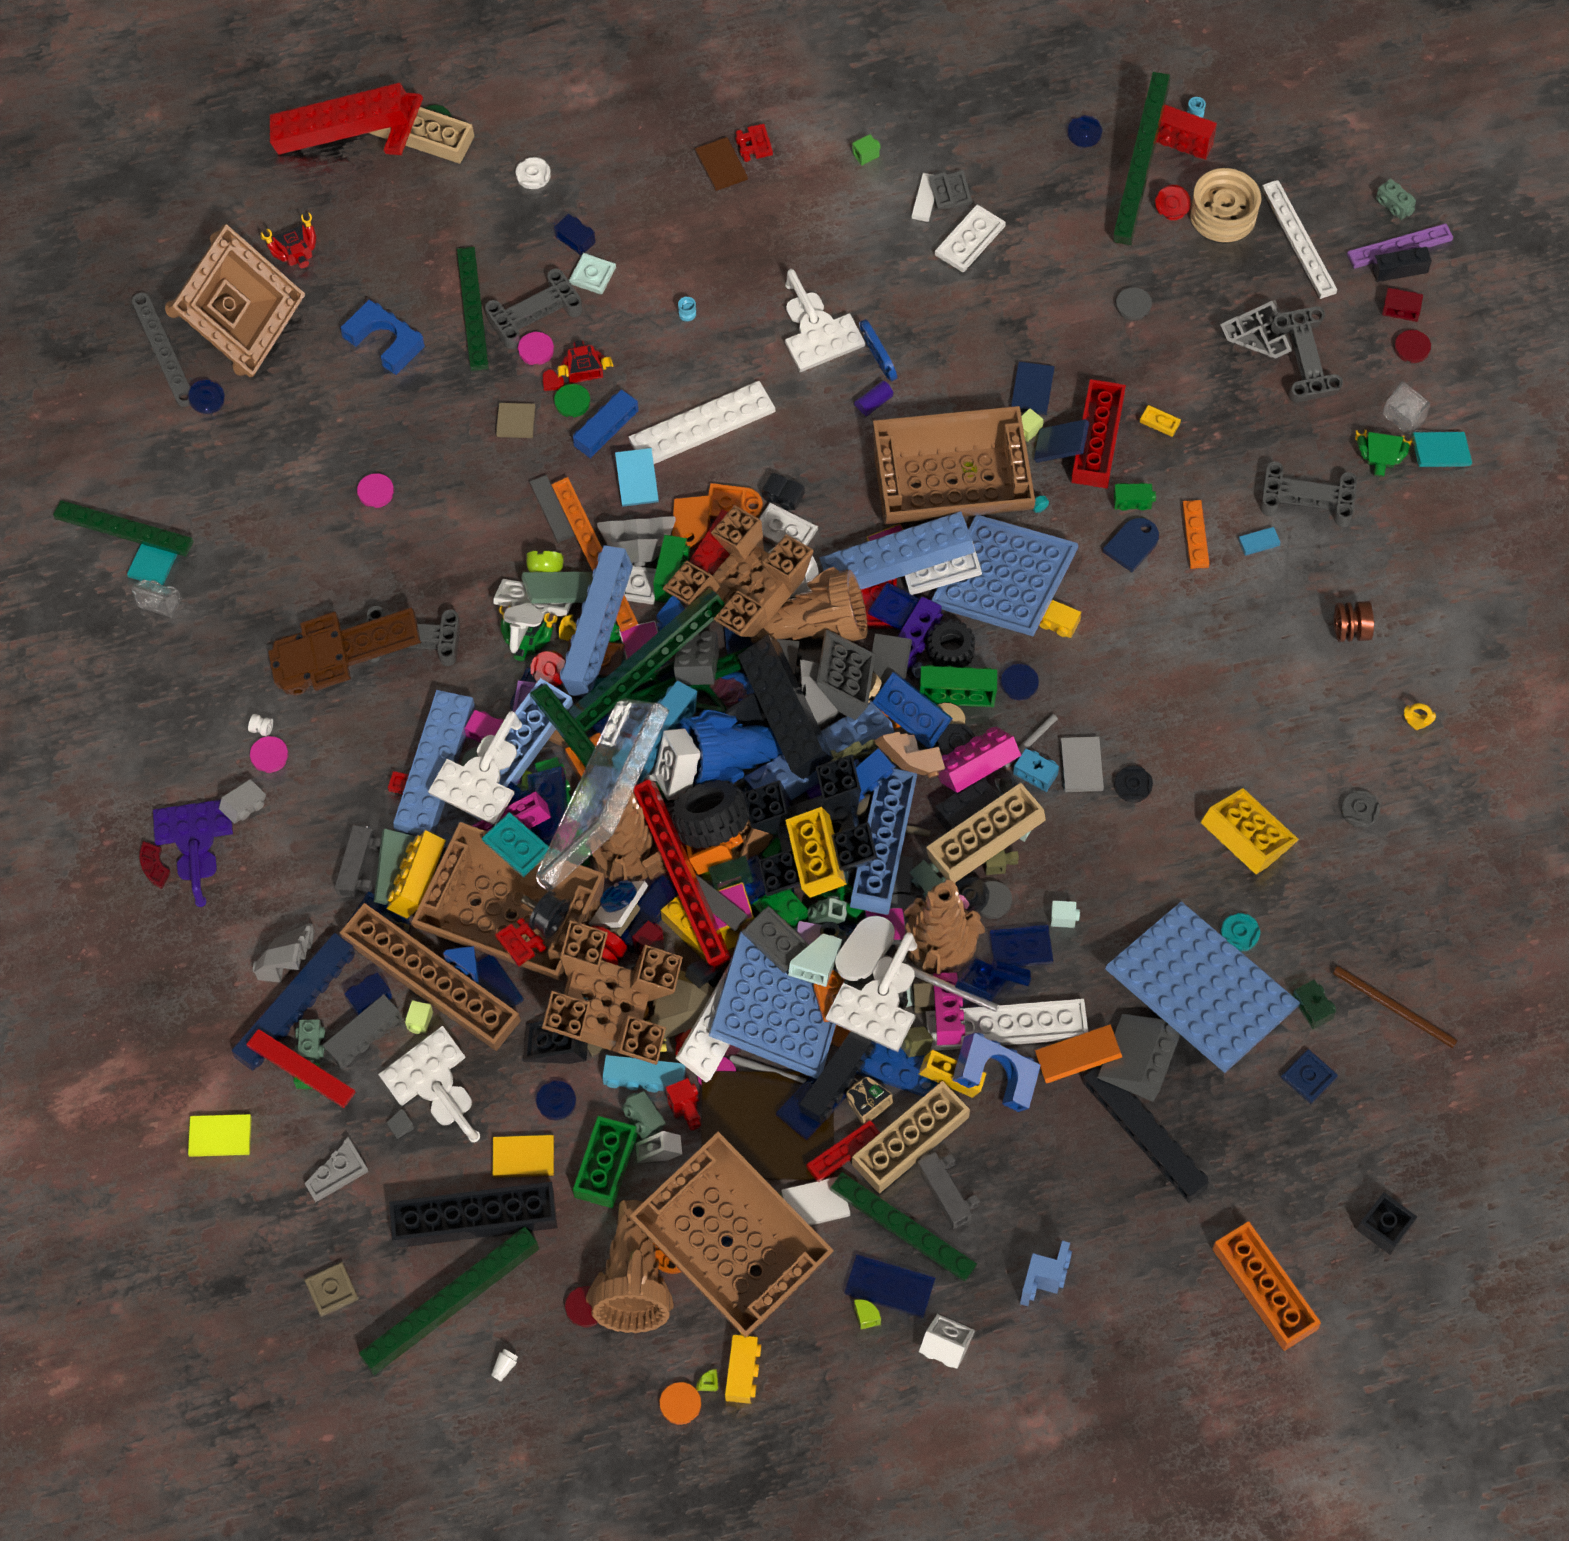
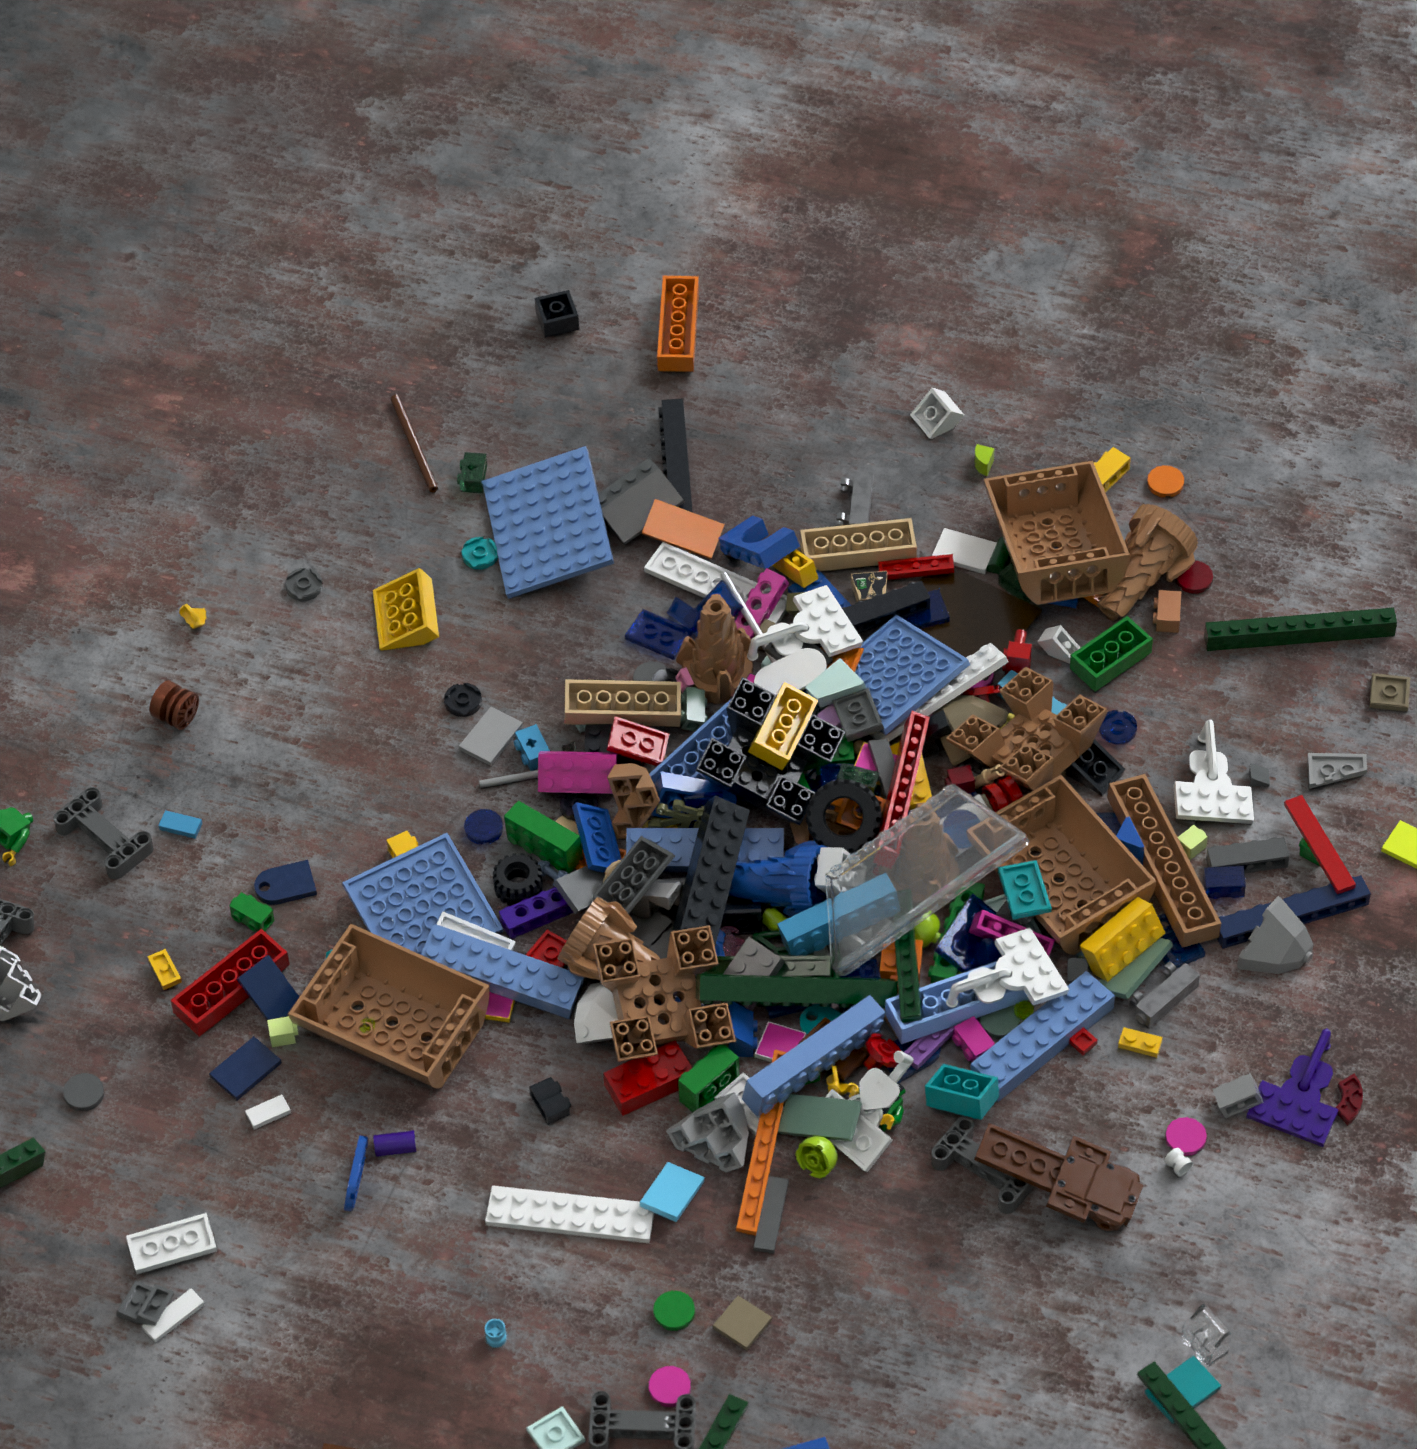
camera: 145 degrees left, 10 degrees down
(309, 1043) = (1298, 871): sand green brick -> none
(354, 813) = (1140, 1042): none -> yellow plate
(375, 490) = (925, 1331): dark pink tile -> none
(464, 669) = (962, 1091): none -> teal brick
(472, 1214) = (1243, 673): black brick -> none
(504, 1364) = (1284, 570): white cone -> none
(516, 946) = (1081, 809): red plate -> none
(523, 1156) = (1172, 701): yellow tile -> none
(547, 913) = (1039, 805): black wheel -> none
(552, 381) = (678, 1342): red tile -> none
(583, 363) = (638, 1335): torso -> none
(584, 1246) = (1168, 611): none -> nougat brick
(605, 423) = (661, 1262): blue brick -> none
(626, 958) = (988, 776): none -> tan pin
(643, 1115) = (1056, 668): sand green brick -> none
(692, 518) = (650, 1122): orange tile -> none
(708, 1381) = (1134, 482): lime tile -> none
(727, 496) = (603, 1123): orange tile -> none
(779, 522) = (575, 1071): white tile -> none
(819, 335) = (390, 1233): white plate -> none
(866, 149) = (186, 1397): bright green brick -> none
(890, 1286) = (950, 472): clear blue tile -> none
(893, 606) = (538, 940): clear blue tile -> none
(903, 1227) = (911, 499): dark green plate -> none
(945, 807) = (637, 741): none -> tile
(987, 367) = (268, 1112): none -> white tile
(1046, 1273) = (832, 408): medium blue bracket -> none
(1064, 914) = (606, 633): light aqua brick -> none
(1195, 534) = (226, 860): orange plate -> none
(1309, 1076) = (520, 435): dark blue tile -> none

